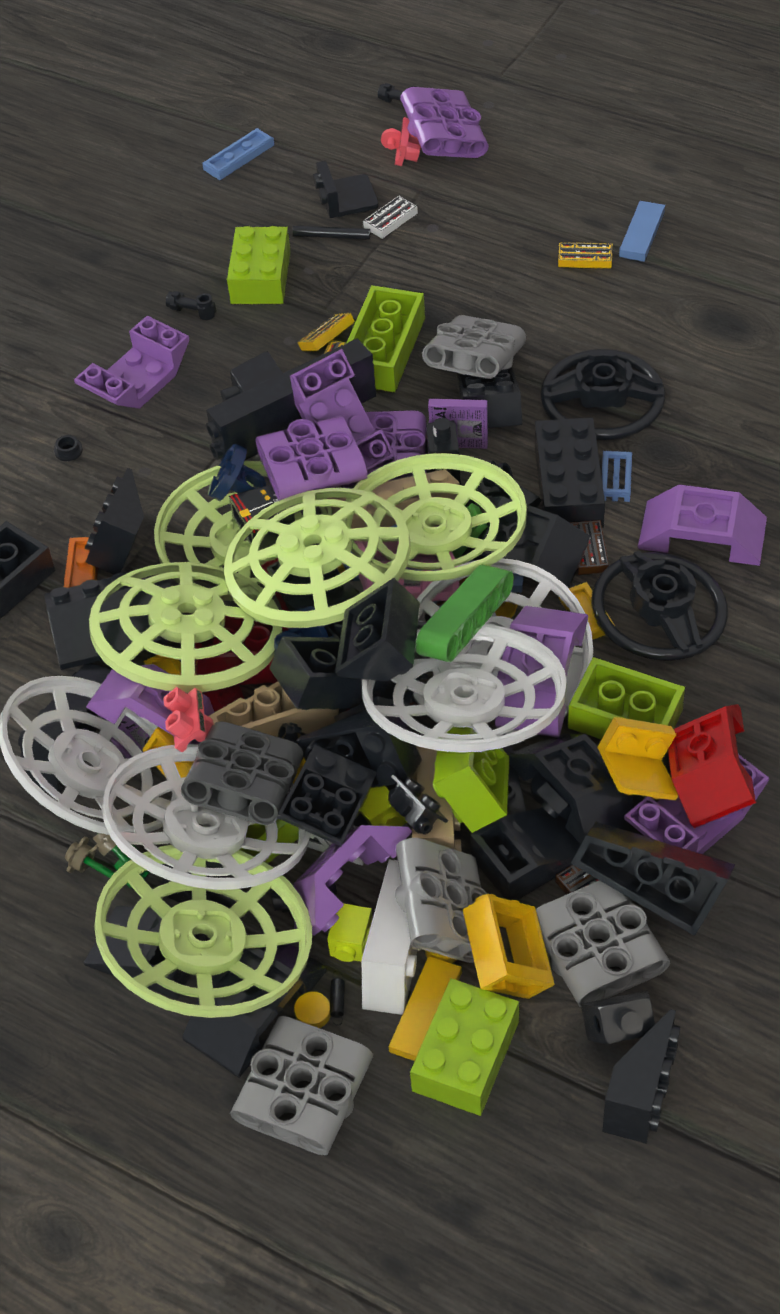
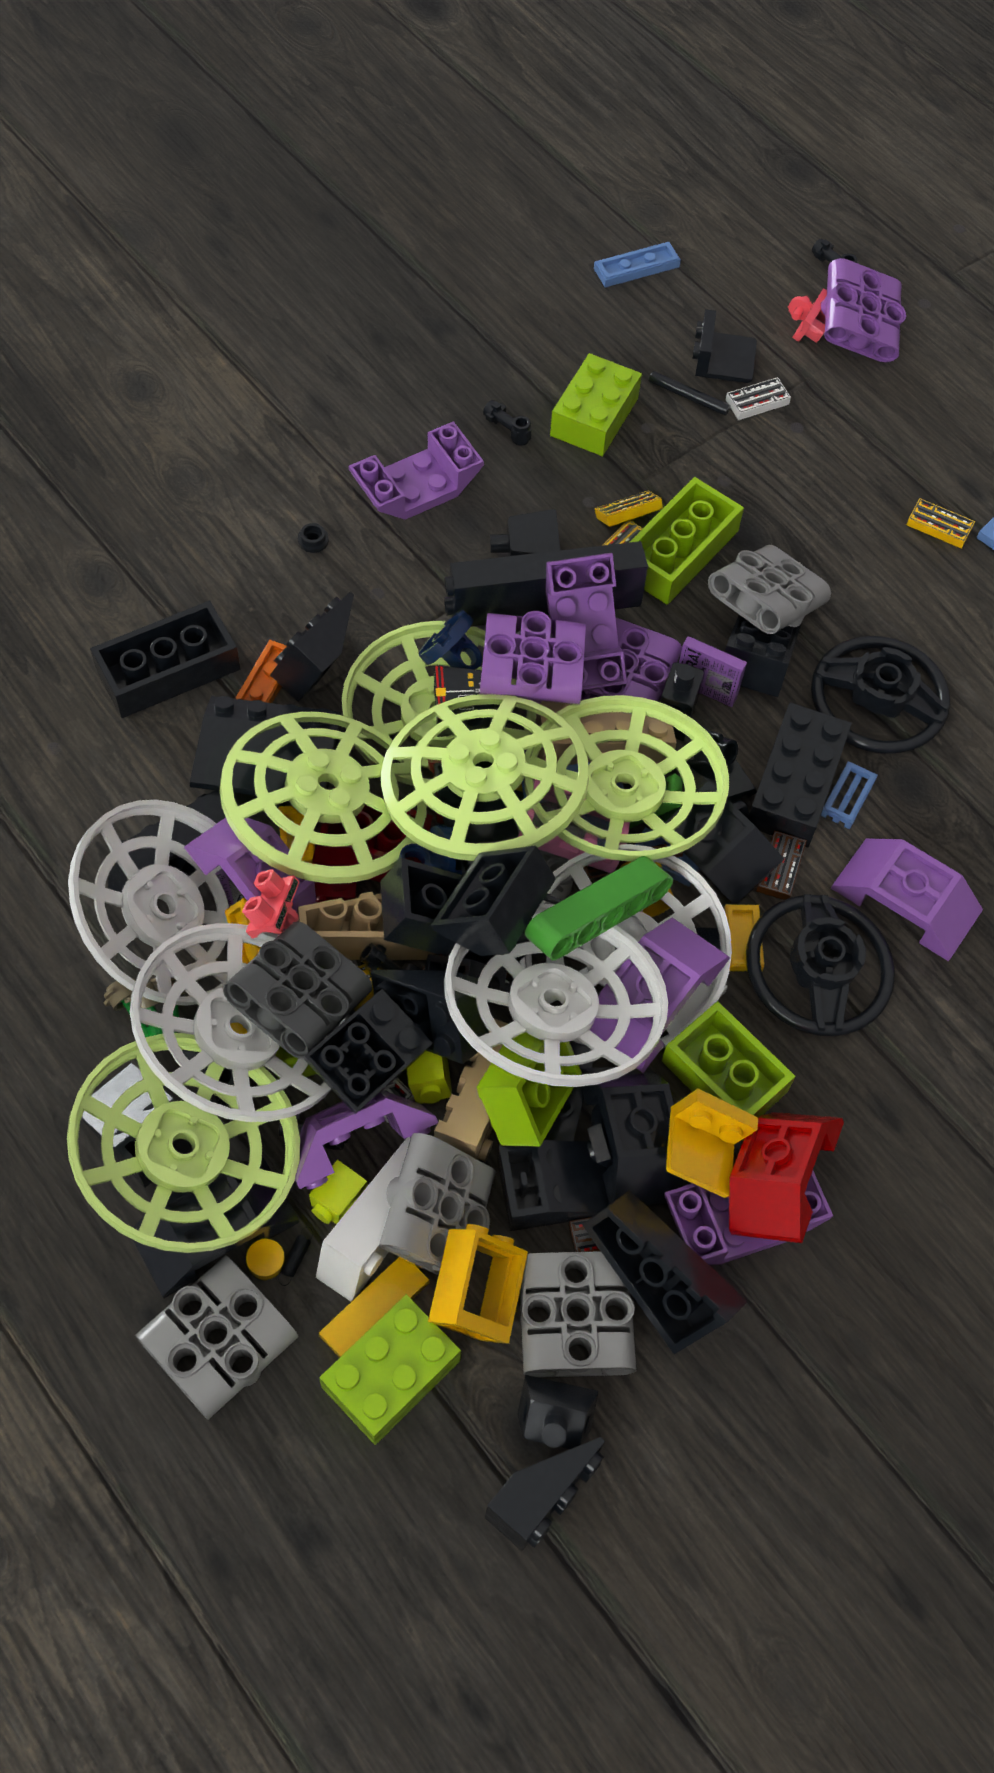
camera: 15 degrees right, 10 degrees up
(418, 809) = (454, 1085): black hinge -> none

